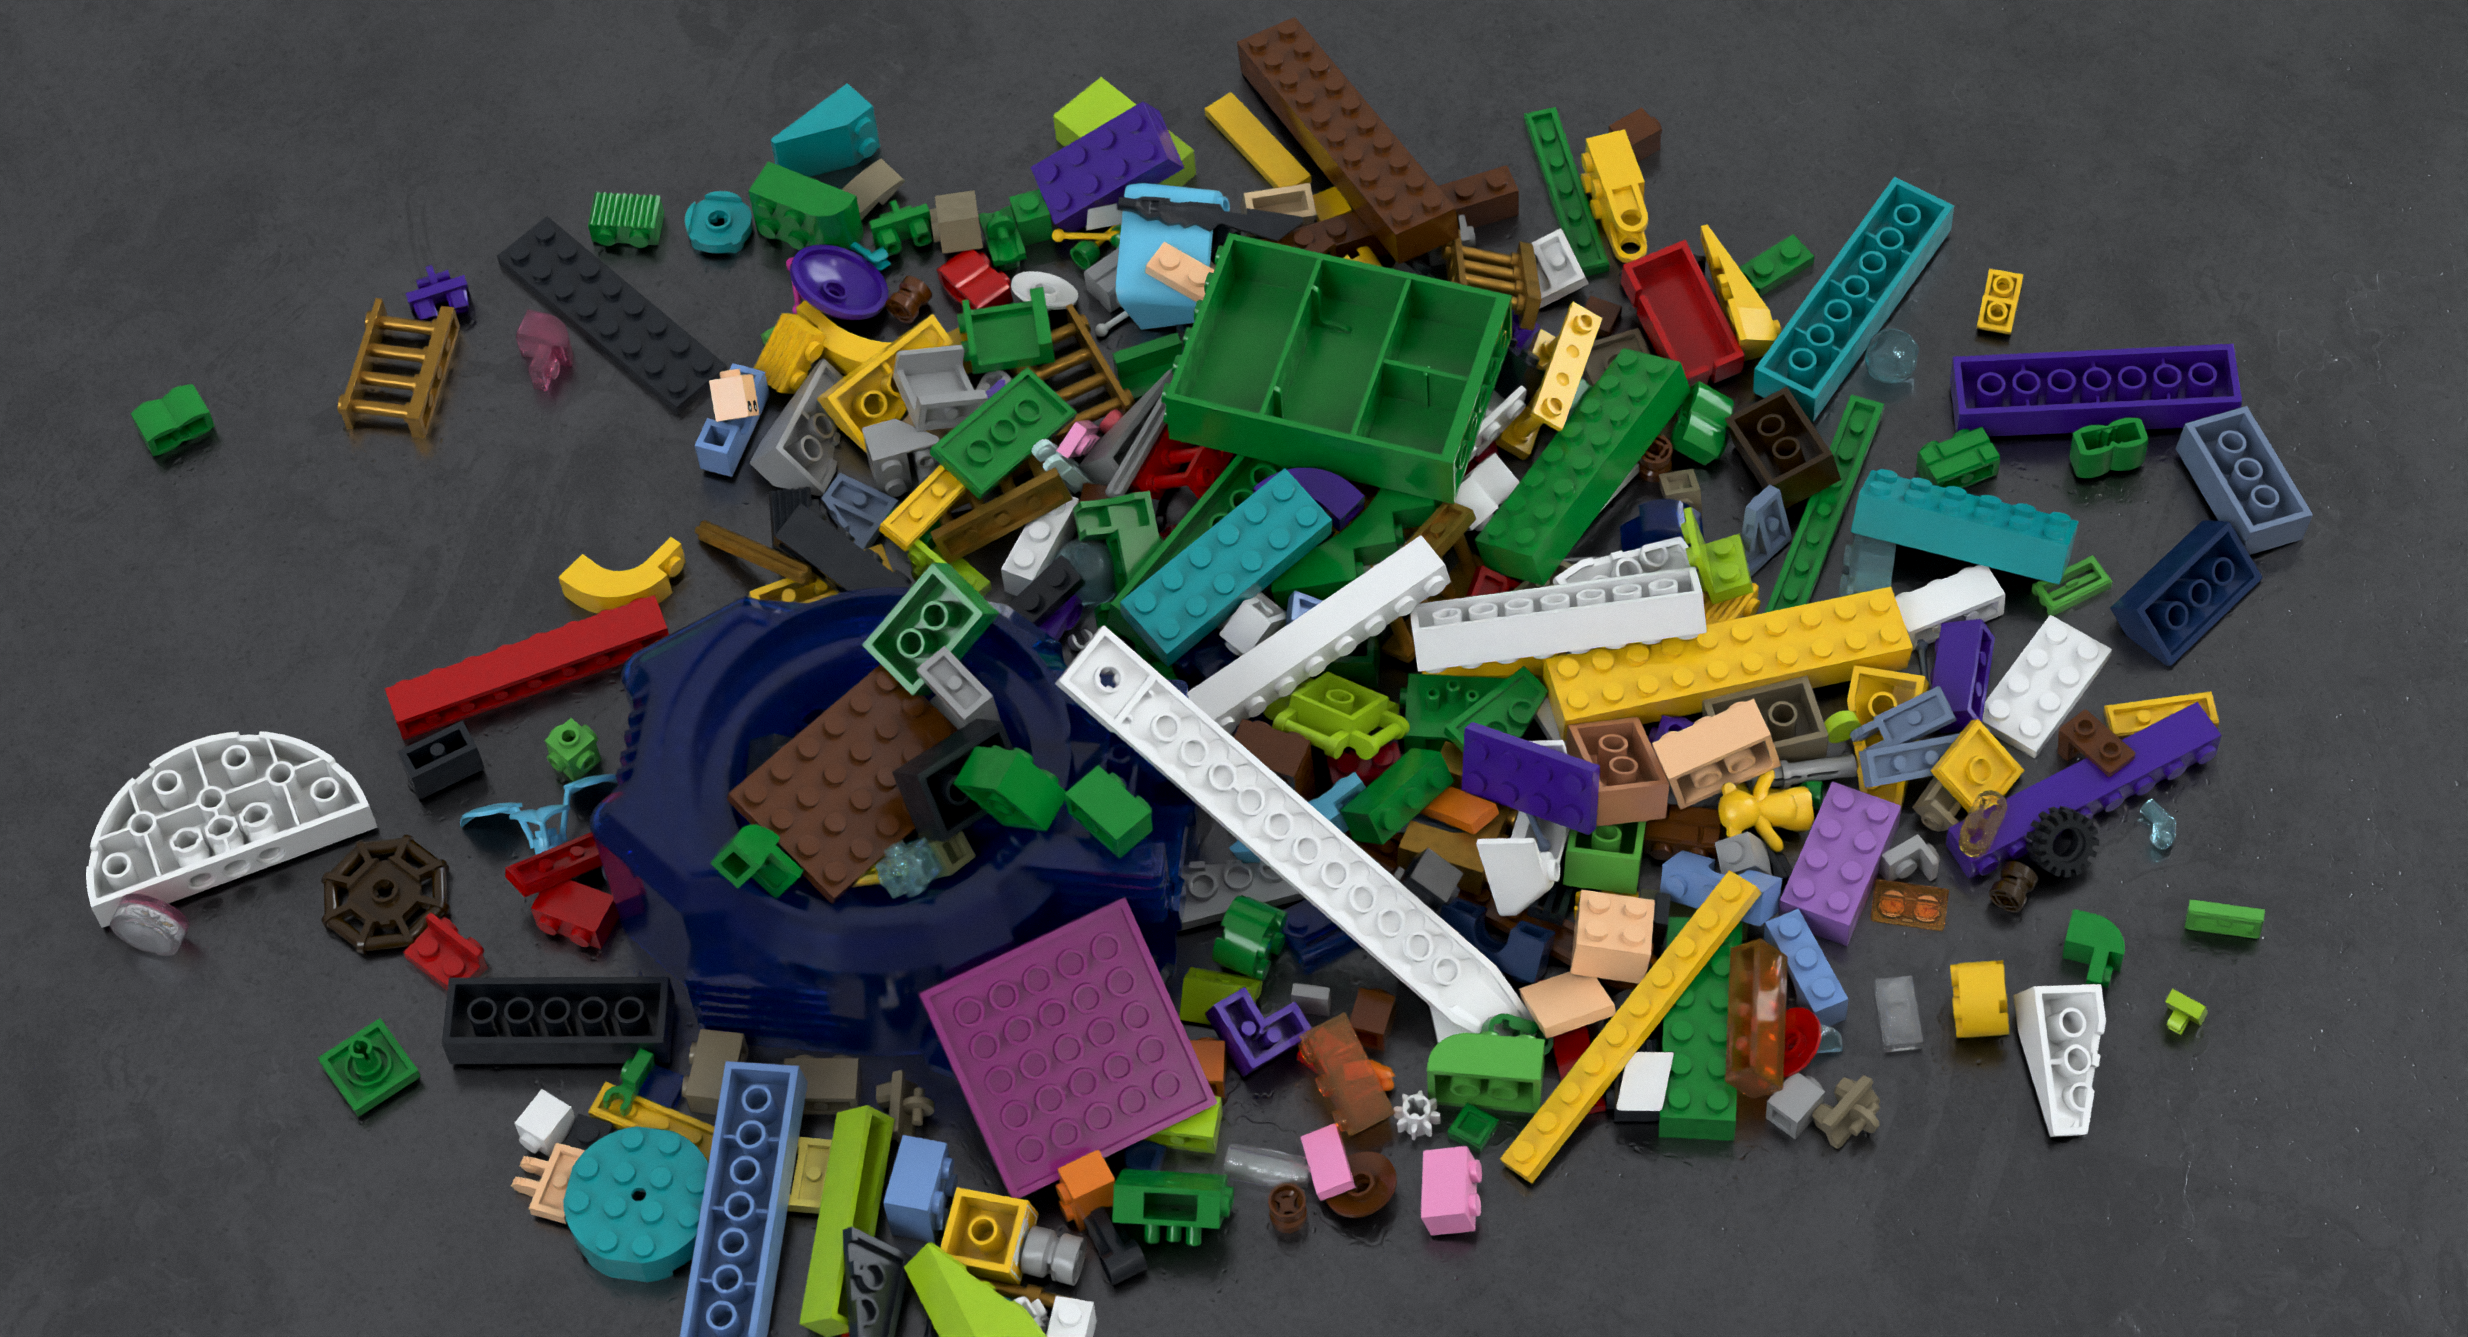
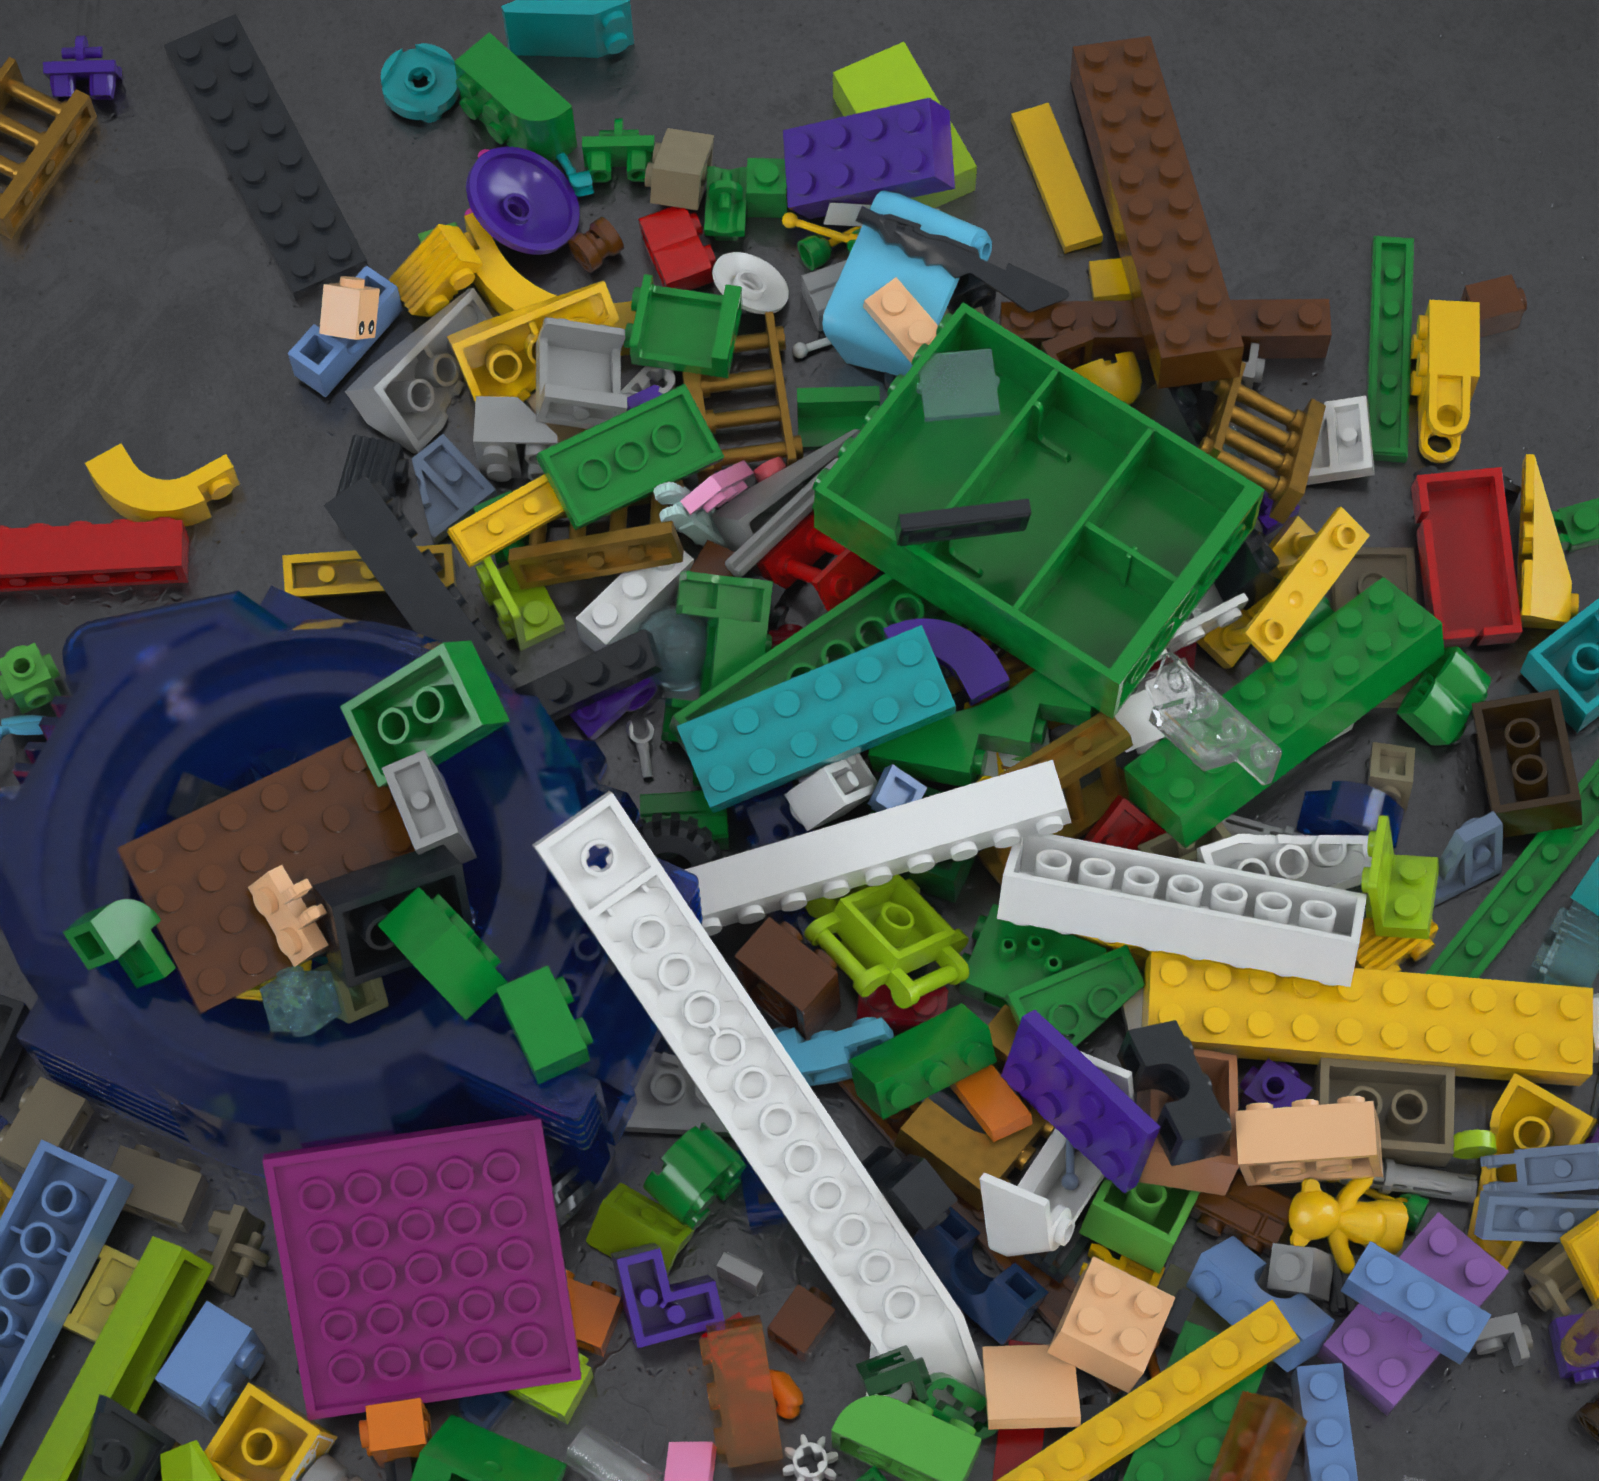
camera: 15 degrees right, 10 degrees up
(548, 343) = (181, 172): clear pink brick -> none
(626, 219) = (319, 46): green brick -> none
(755, 552) = (309, 506): pearl gold axle -> none
(874, 185) = (602, 93): dark tan slope -> none
(879, 802) = (288, 916): none -> light nougat hinge
(1248, 293) = (959, 385): none -> clear light blue piece
(1289, 200) = (1057, 264): tan brick -> none
(1290, 383) = (962, 522): none -> black tile
(1456, 1019) = (891, 1370): none -> dark green bracket
(1530, 482) = (1208, 725): none -> clear bracket
(1586, 729) = (1165, 1061): none -> black arch
(1607, 311) = (1376, 517): reddish brown tile -> none
(1656, 460) = (1374, 729): reddish brown wheel -> none
(1815, 832) = (1393, 1286): none -> medium blue arch
(1909, 904) = (1480, 1392): clear orange slope -> none

